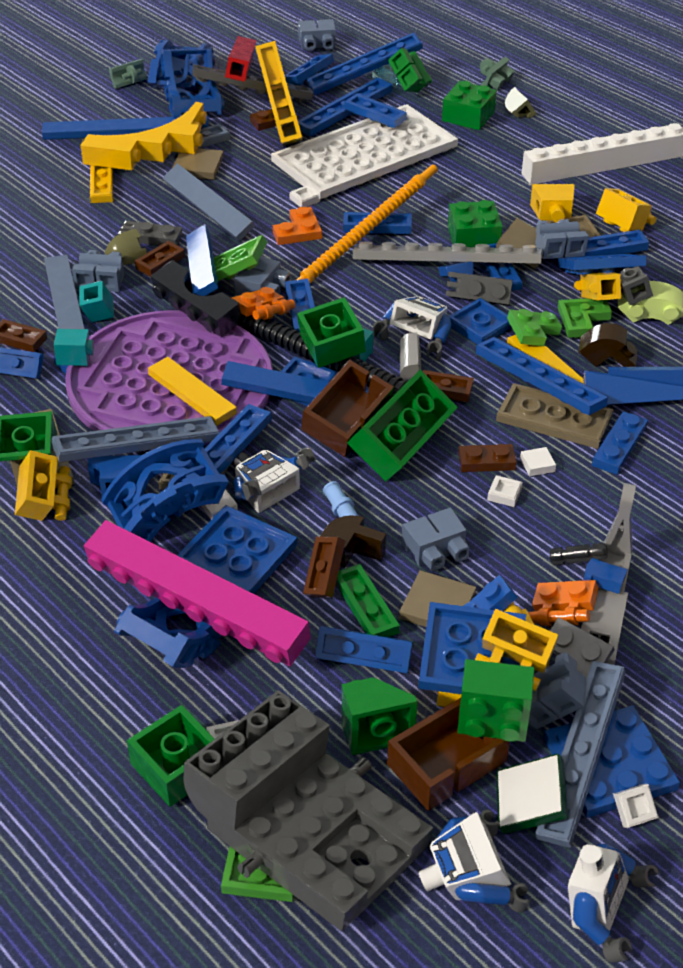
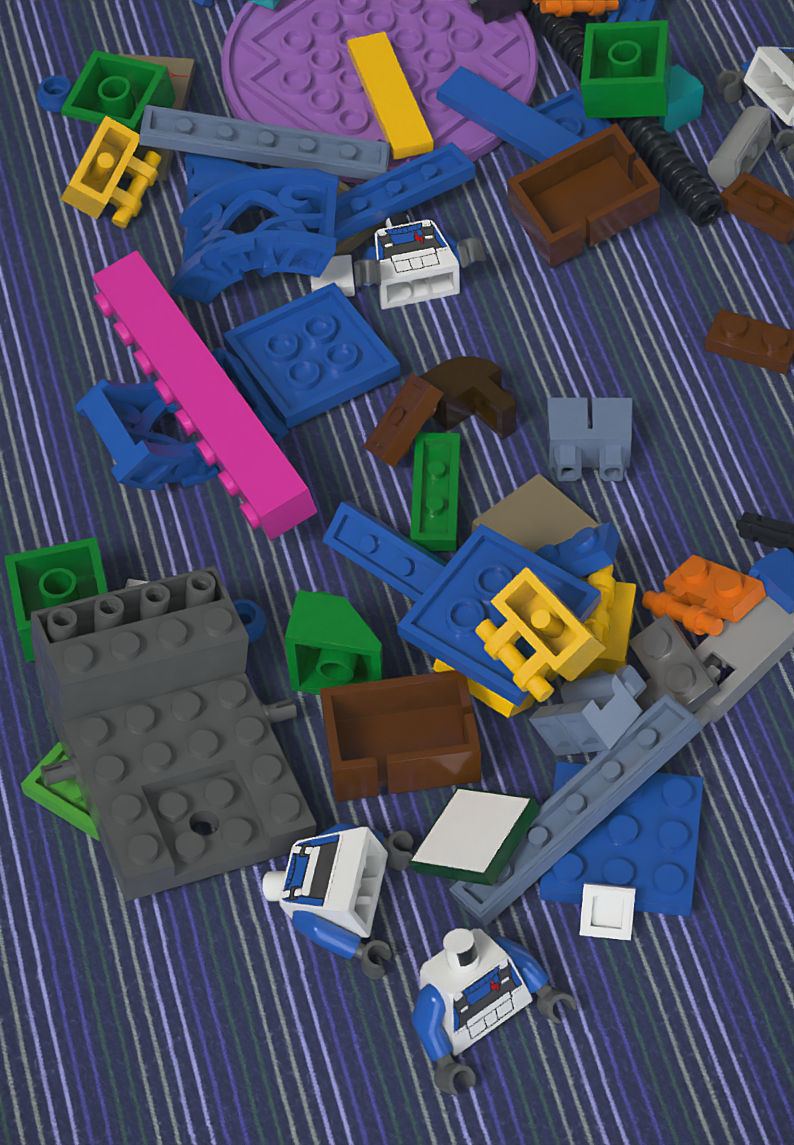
camera: 30 degrees right, 10 degrees up
(340, 503) = (494, 339): light blue pin -> none
(402, 426) = (646, 248): green brick -> none
(495, 700) = (472, 691): green brick -> none
(504, 491) = (745, 401): white tile -> none

